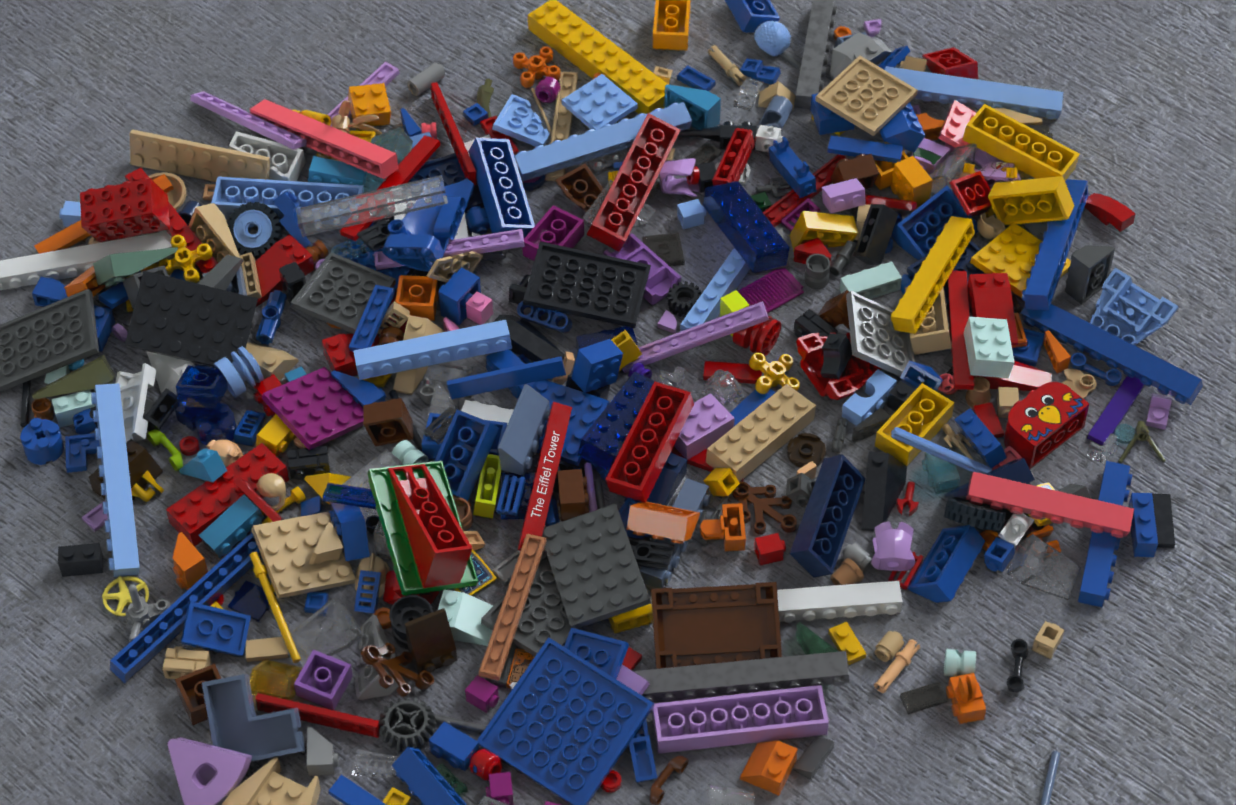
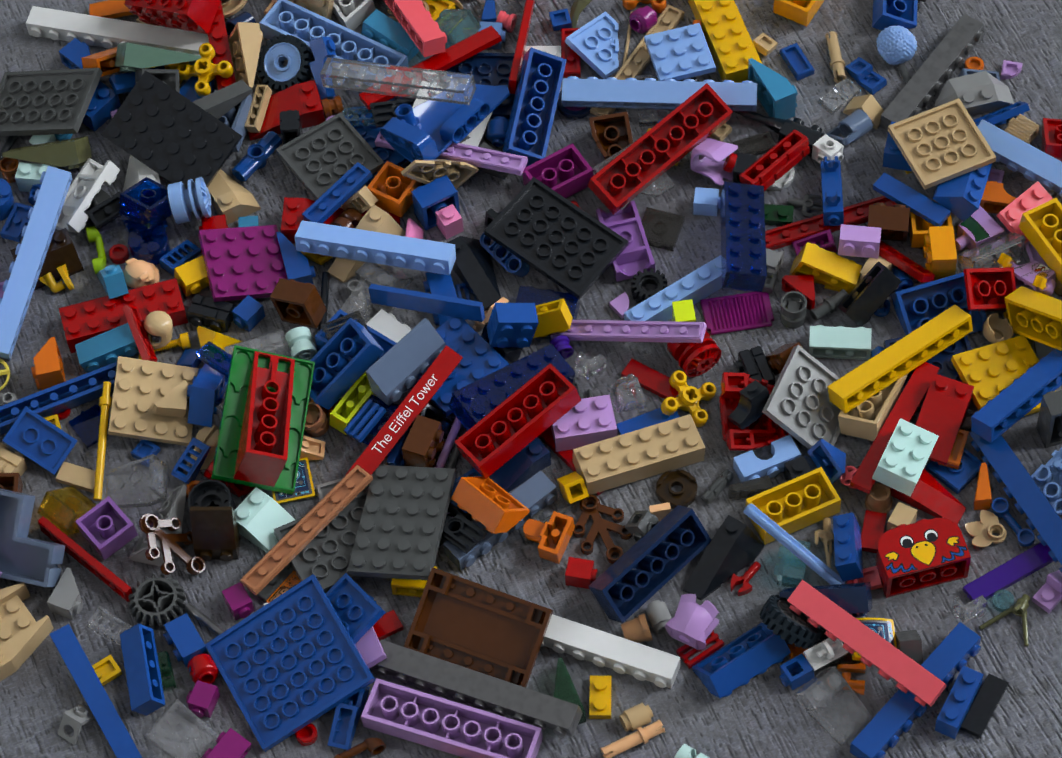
camera: 30 degrees right, 5 degrees up
(343, 450) = (248, 313): none -> blue brick

